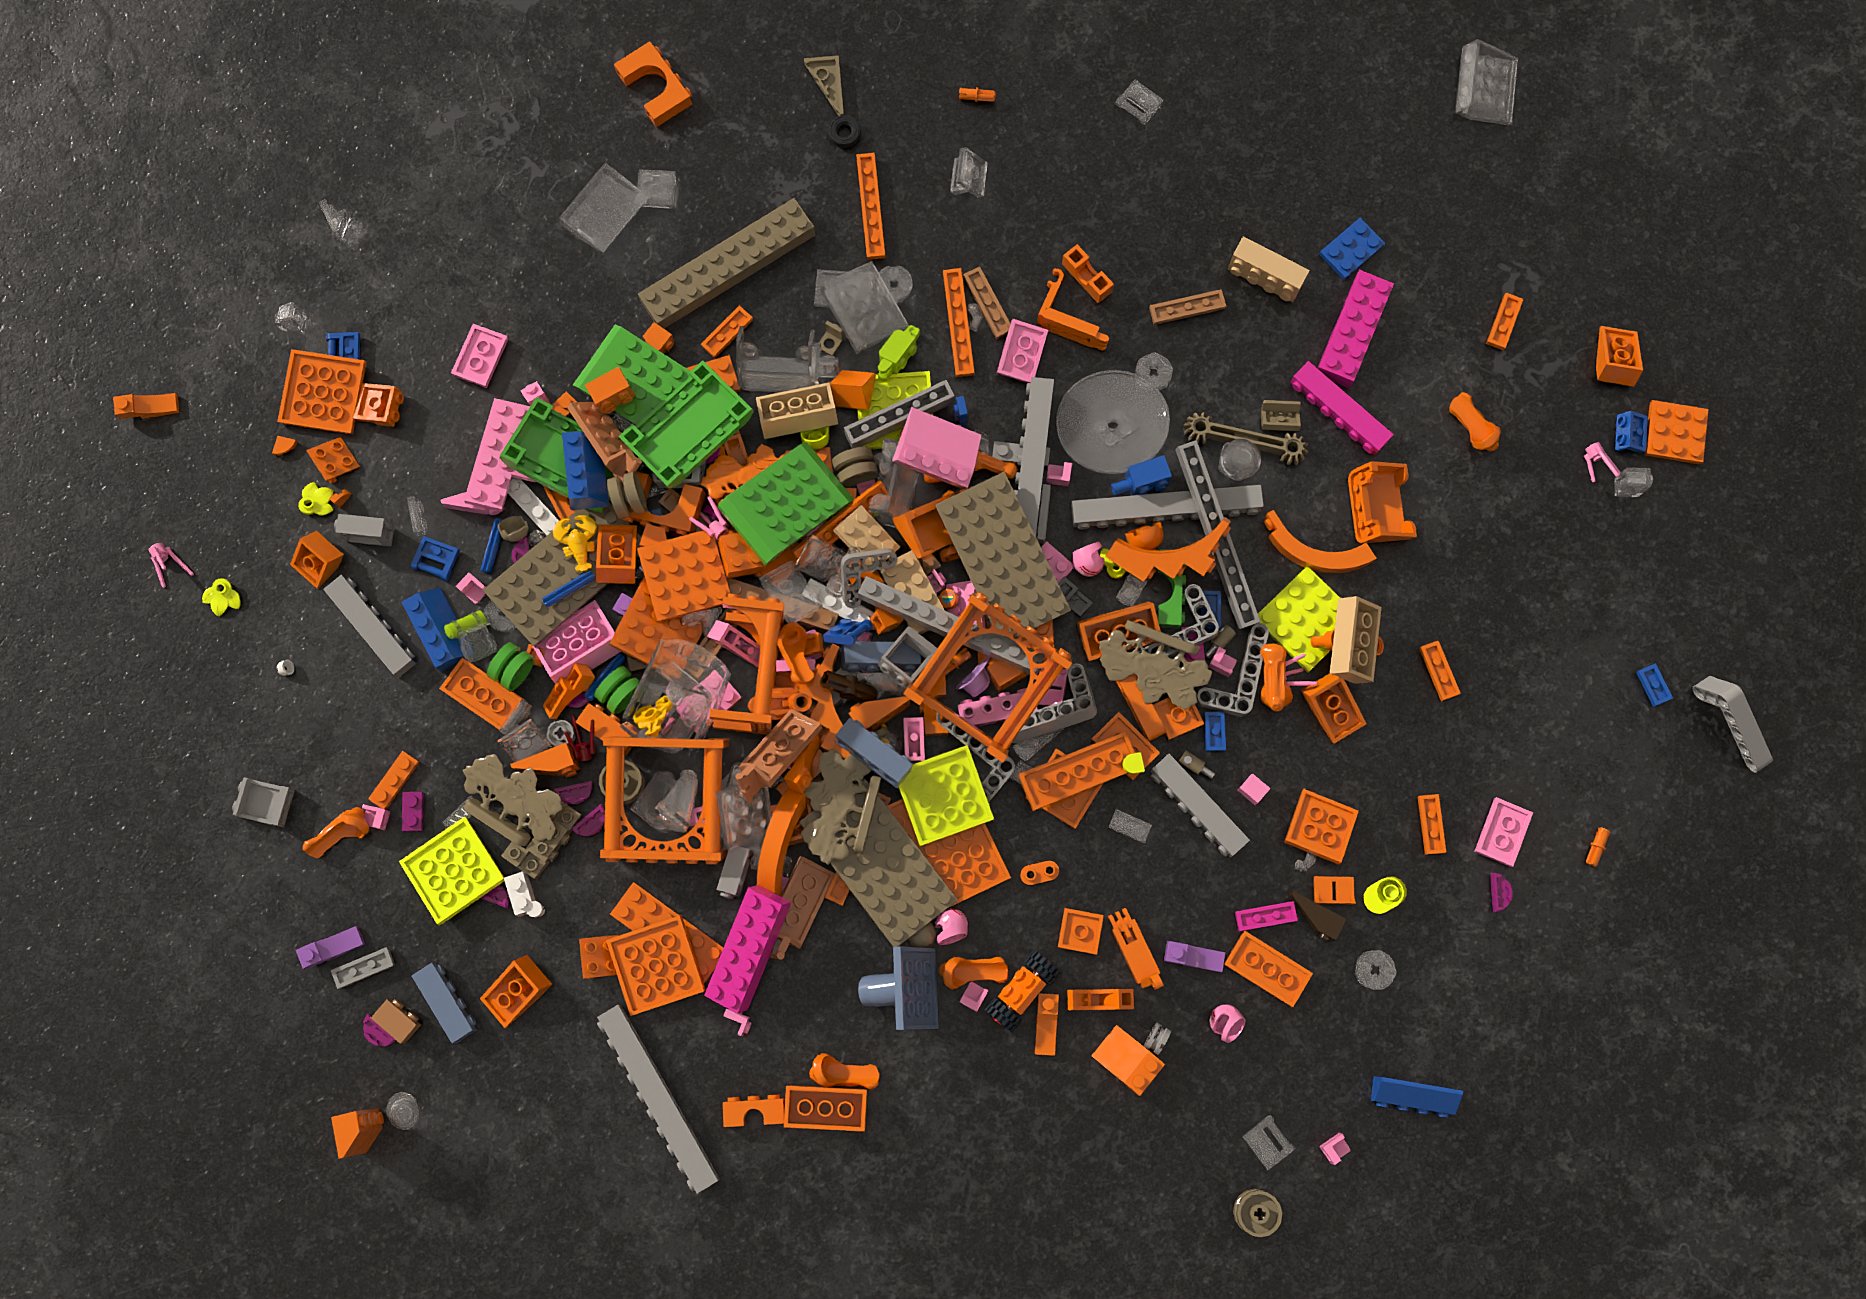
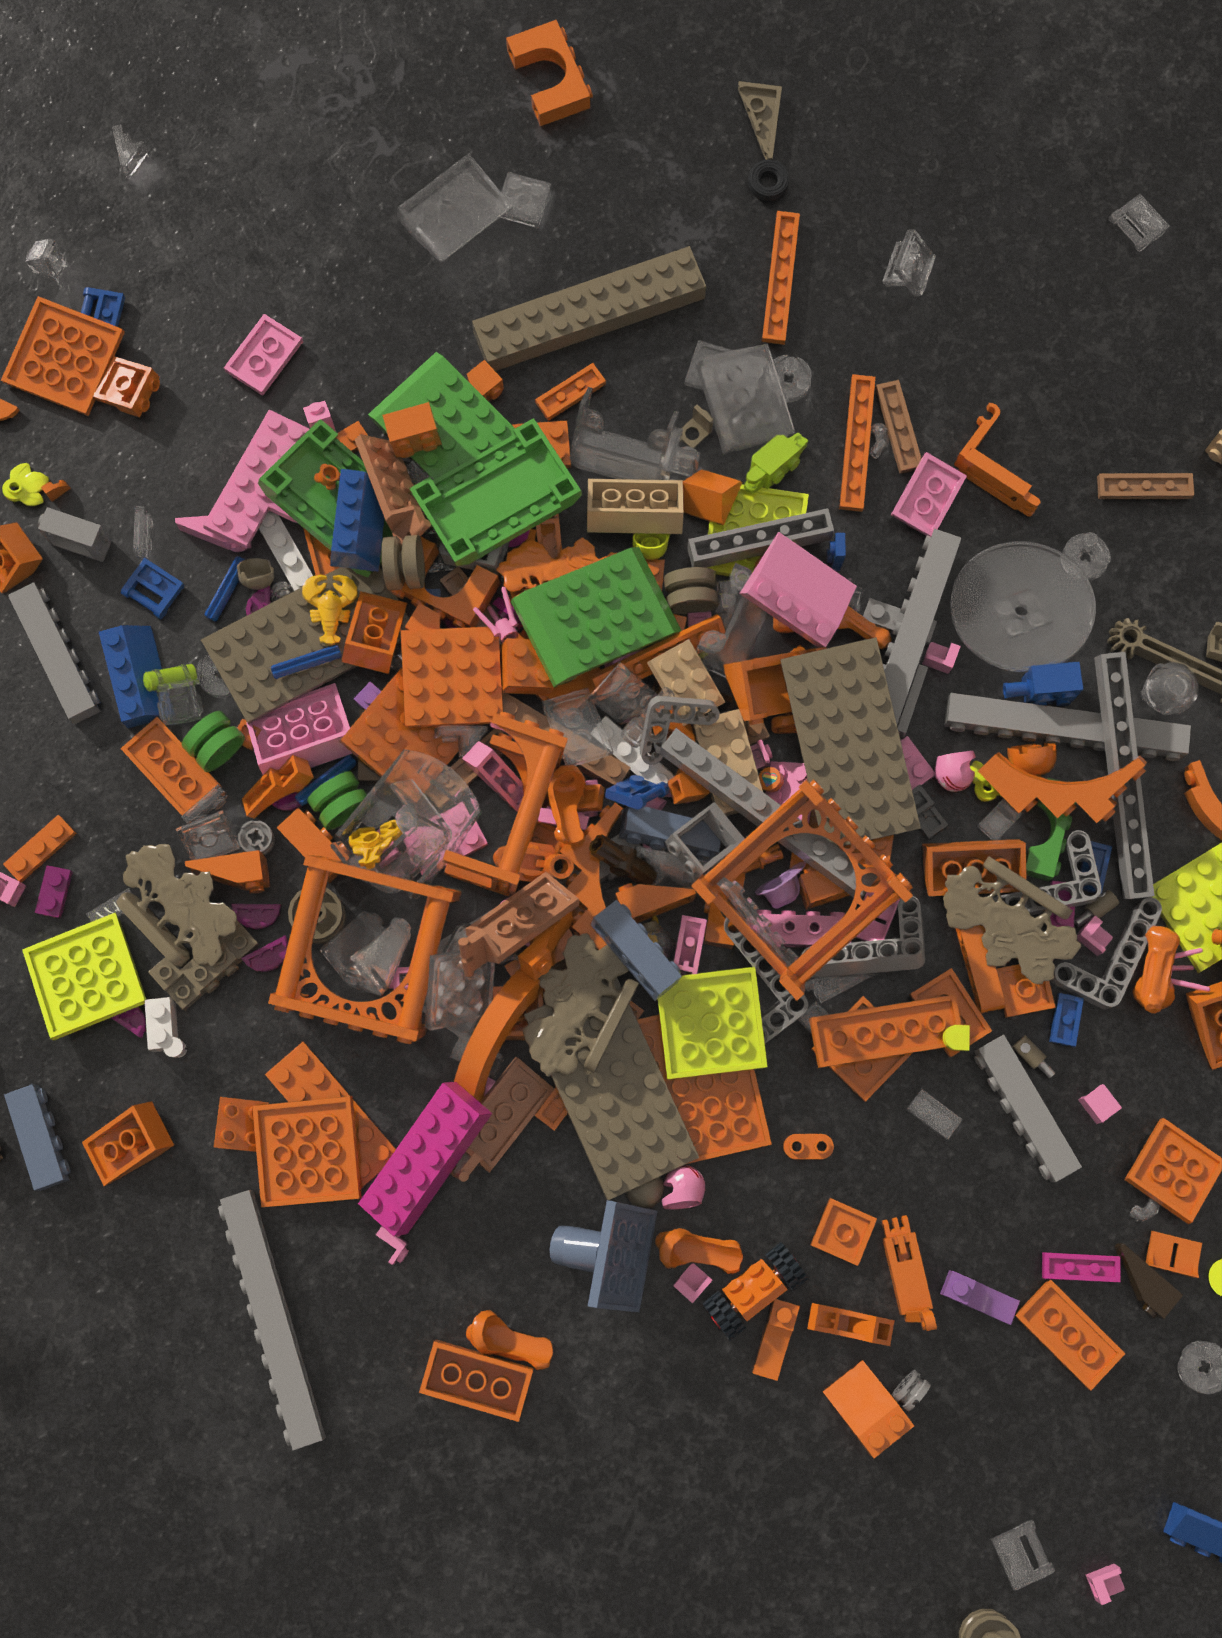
camera: 10 degrees right, 0 degrees up
(333, 459) = (57, 440): orange hinge -> none
(471, 588) = (188, 635): bright pink panel -> none
(552, 436) = (330, 471): none -> orange plate
(582, 750) = (278, 865): dark red plant -> none
(734, 872) = (430, 1058): light grey window -> none
(735, 1110) = (364, 1357): orange arch -> none
(964, 711) = (761, 924): none -> clear plate
(977, 94) = (941, 170): orange axle -> none
(1095, 283) = (1021, 405): orange arch -> none
(1227, 1022) = (1003, 1390): bright pink helmet -> none

